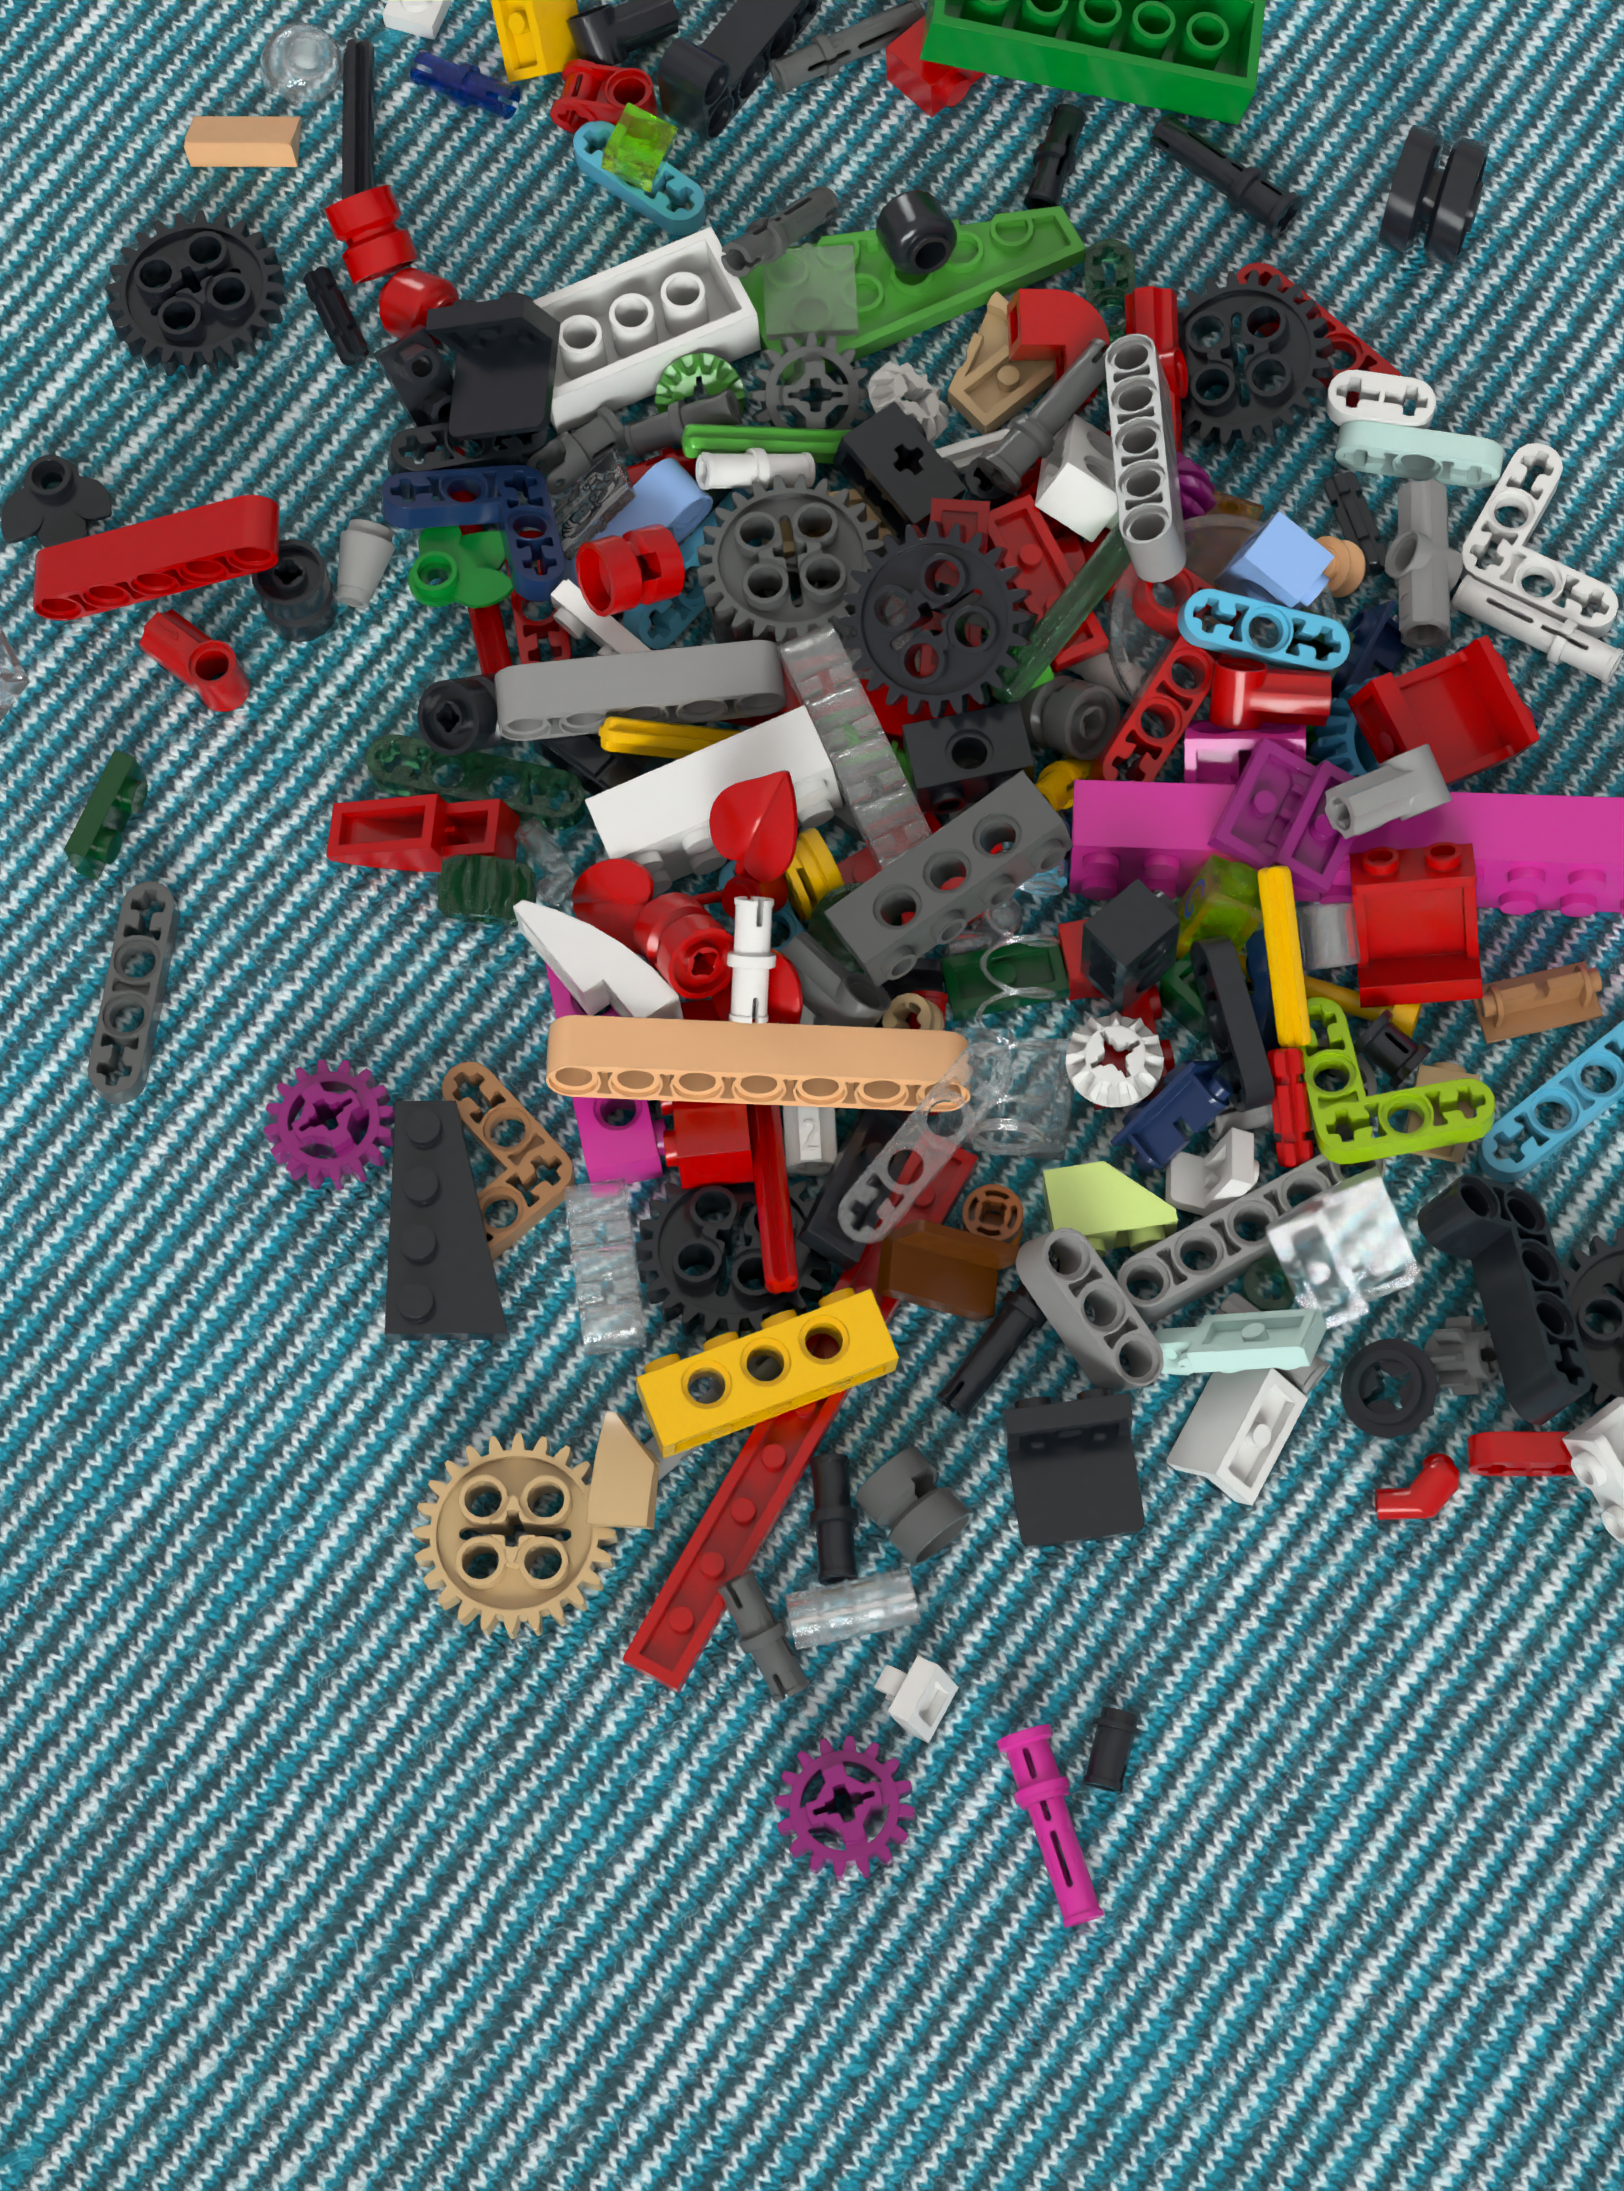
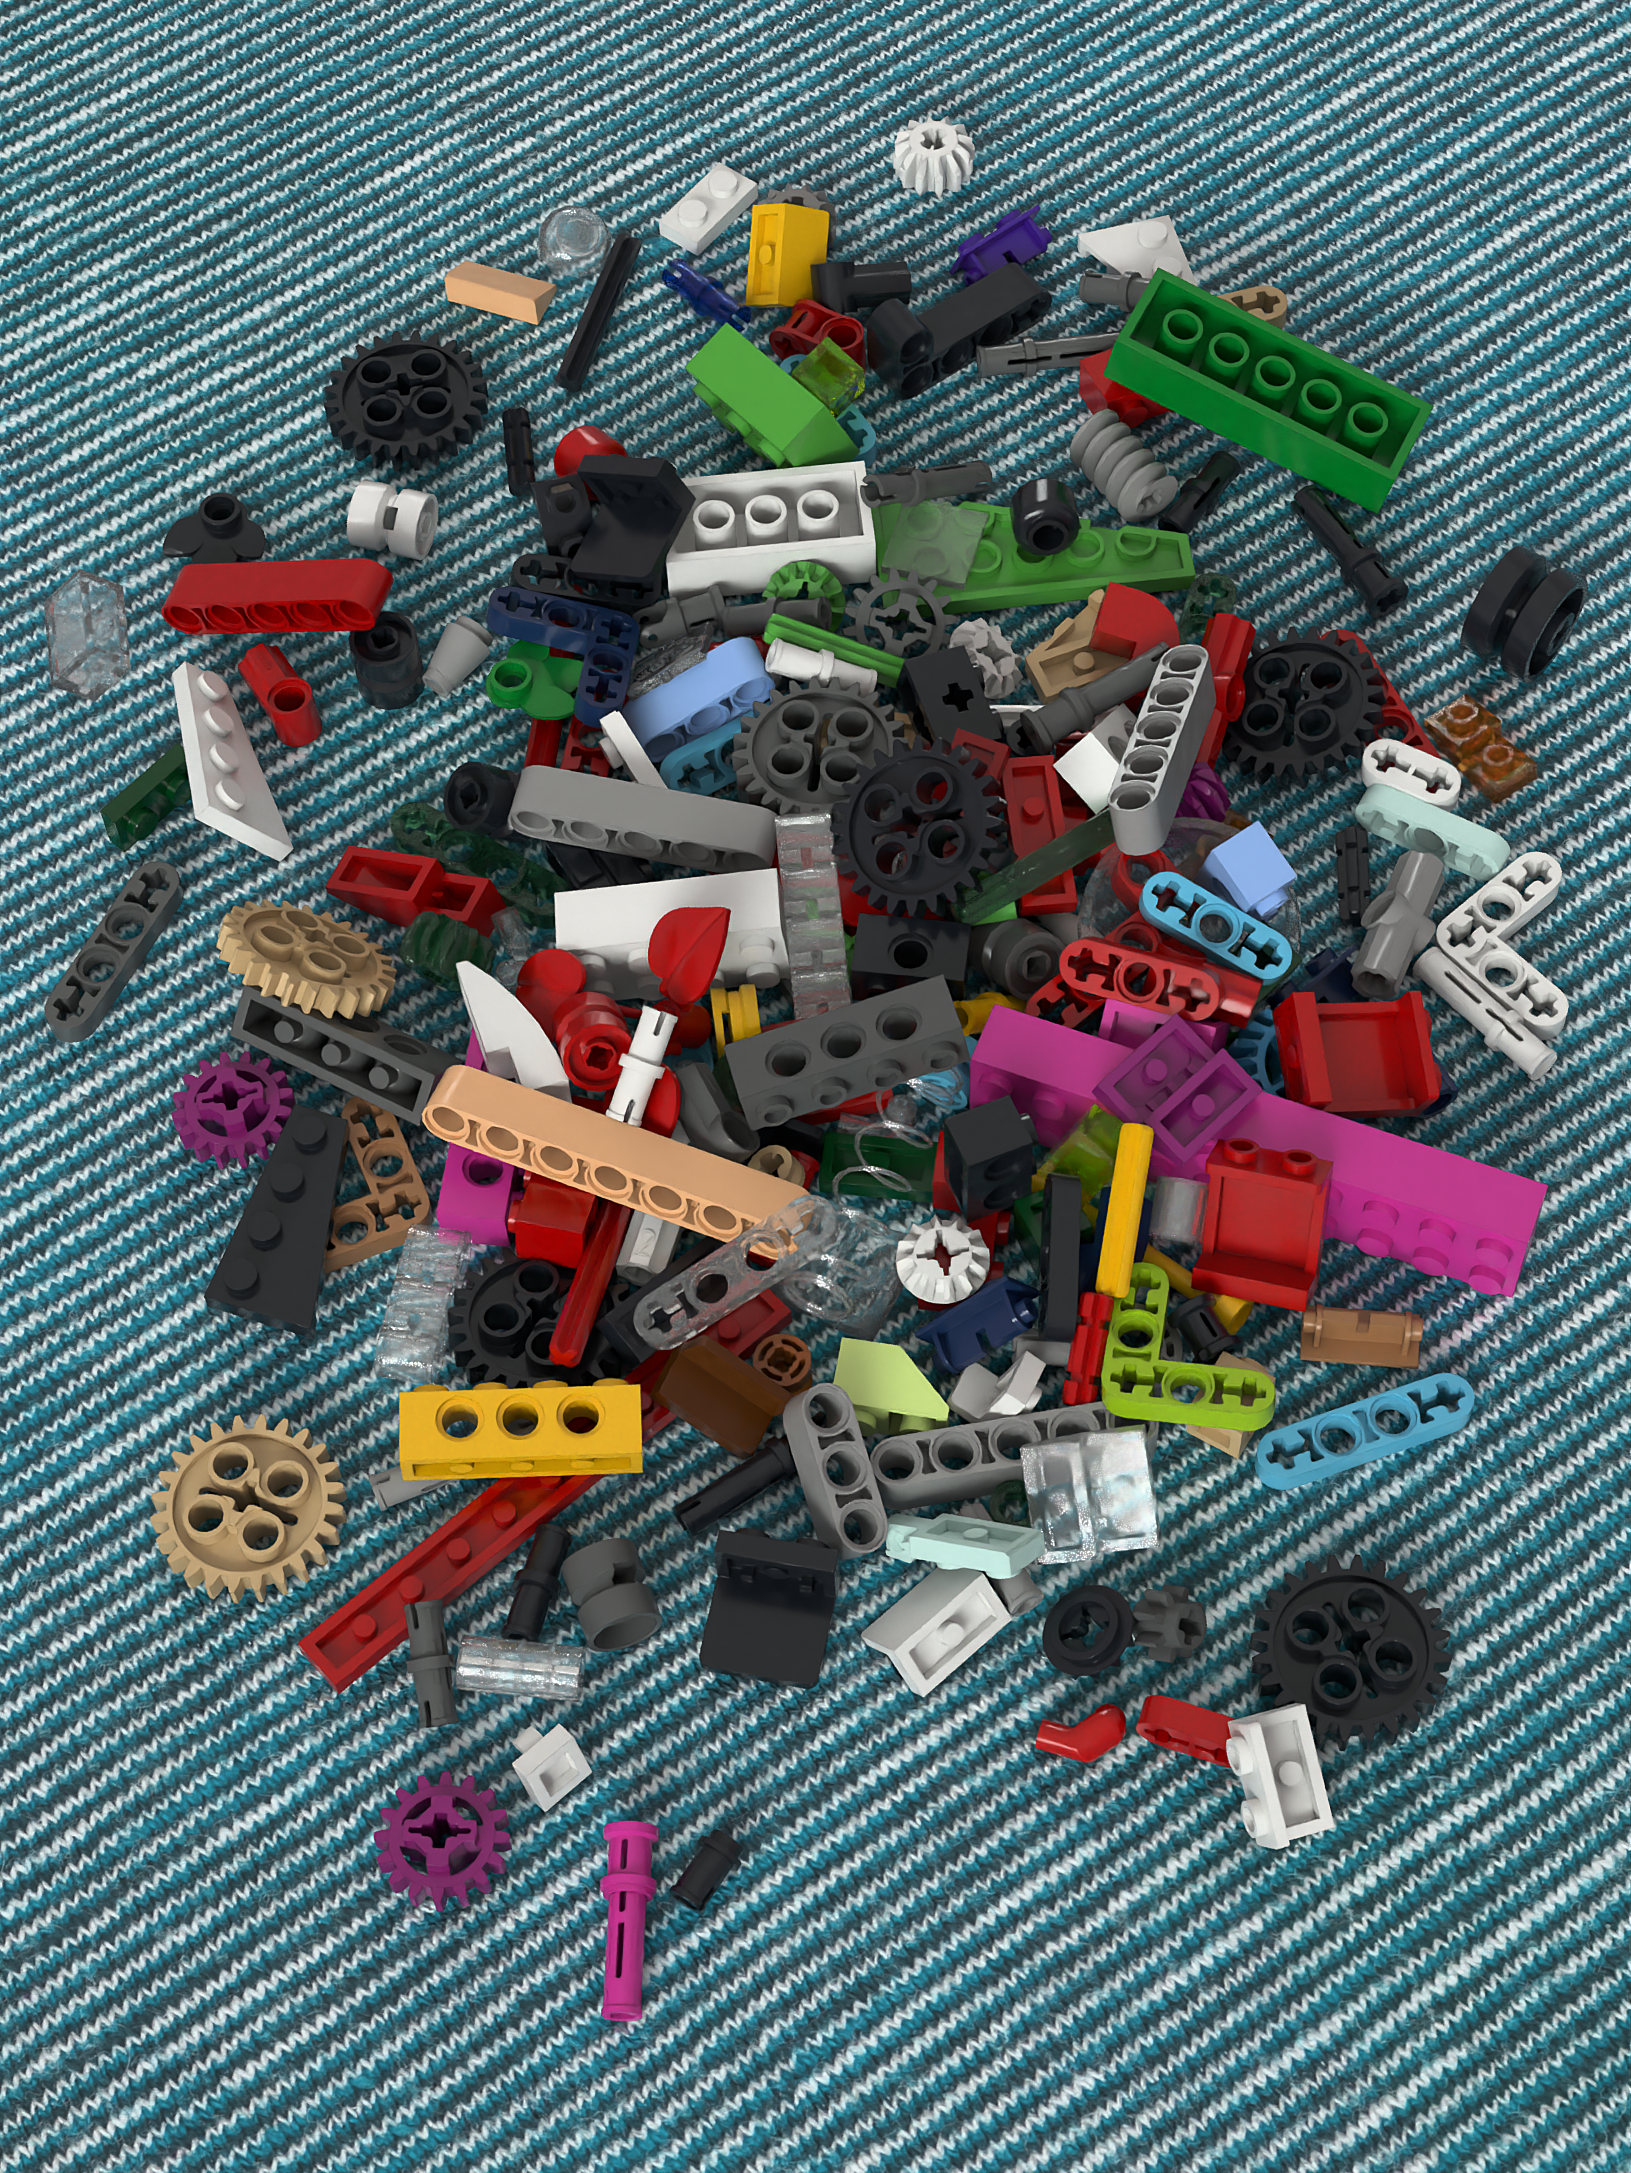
camera: 15 degrees right, 10 degrees down
(169, 758) = (222, 765): none -> white wing
(218, 438) = (384, 518): none -> white wheel
(347, 944) = (306, 959): none -> tan gear
(371, 233) = (571, 384): red wheel -> none
(423, 1024) = (349, 1053): none -> dark grey brick
(587, 195) = (766, 405): none -> bright green brick
(622, 1479) = (358, 1484): tan slope -> none
(630, 570) = (679, 717): red wheel -> none
(658, 738) = (634, 861): yellow axle -> none
(965, 155) = (1122, 467): none -> light grey piece
(1170, 689) = (1097, 981): none -> red beam
(1346, 568) = (1319, 904): light nougat wheel -> none
(1395, 790) = (1283, 1091): light grey piece -> none
(1424, 347) = (1475, 746): none -> clear orange slope
(1519, 1289) = (1241, 1574): black beam -> none

